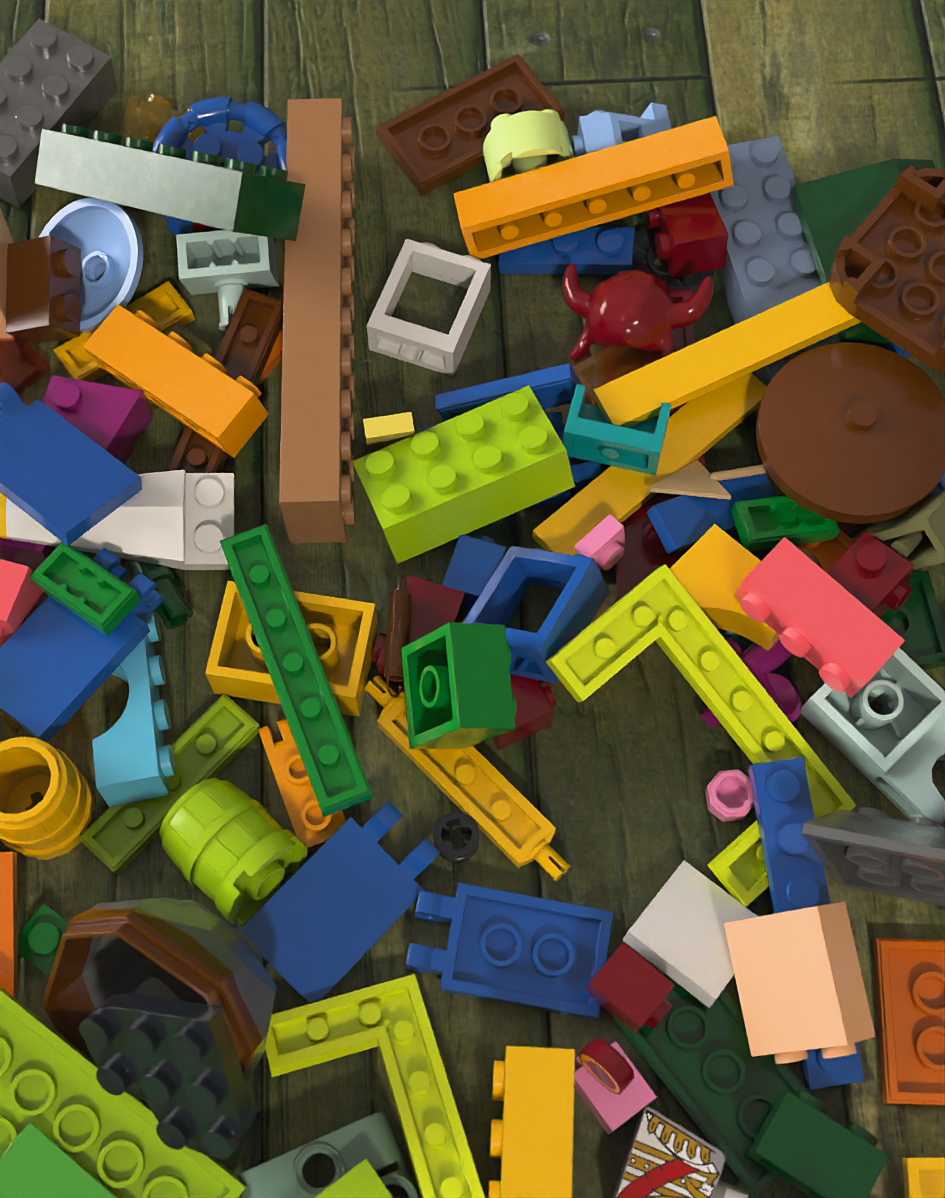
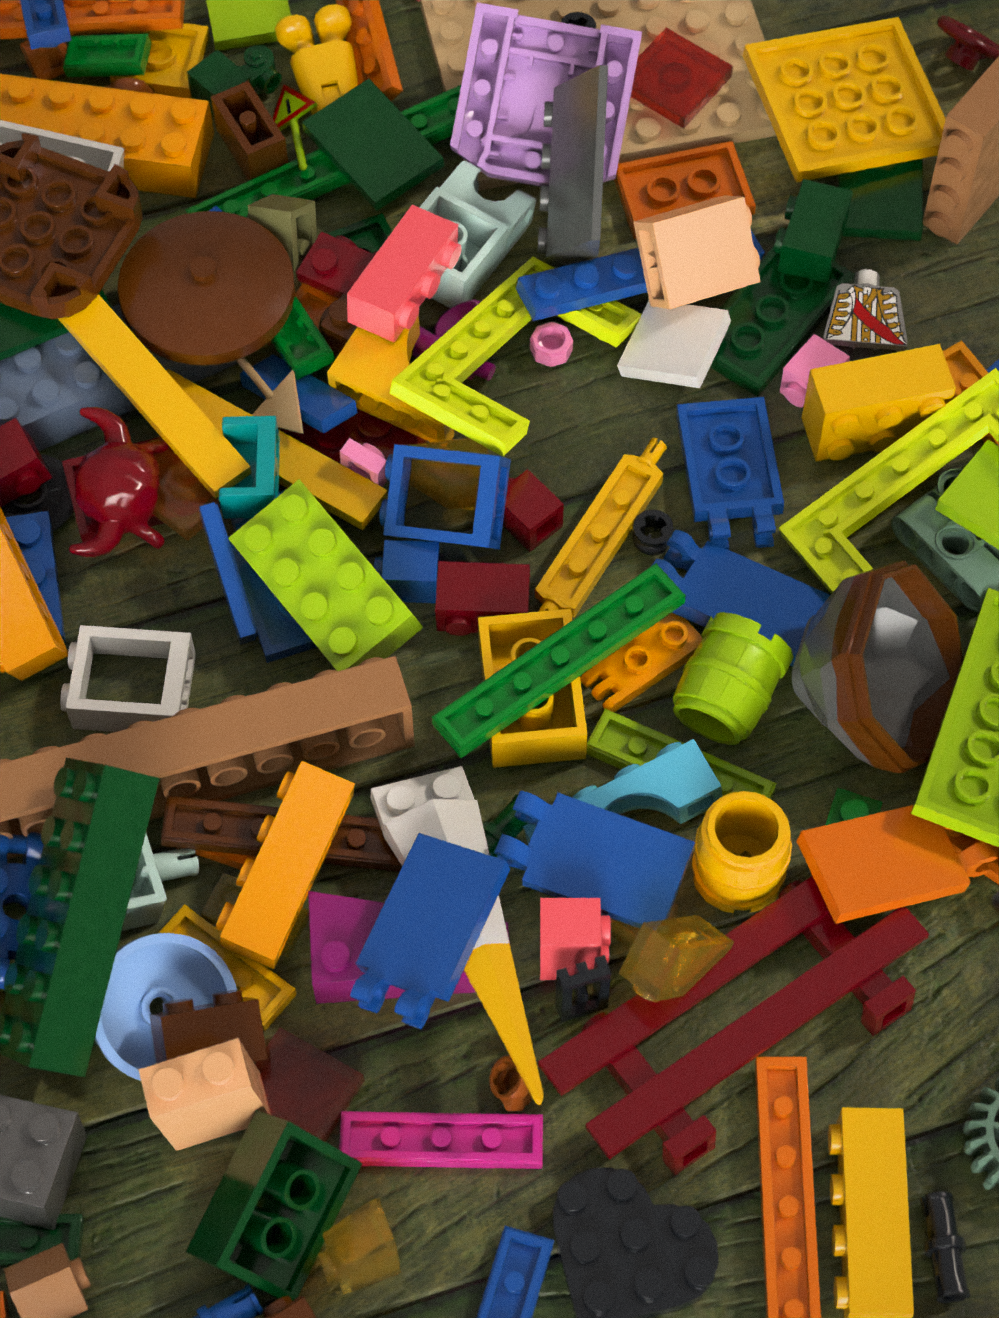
camera: 105 degrees left, 5 degrees down
(85, 588) = (544, 845): green plate -> none
(179, 1063) = (933, 626): black plate -> none
(387, 430) = (295, 654): light yellow tile -> none
(397, 633) = (499, 595): reddish brown piece -> none
(458, 686) = (544, 519): green brick -> none
(606, 1065) = (808, 356): dark red tile -> none
(631, 989) = (739, 369): dark red brick -> none

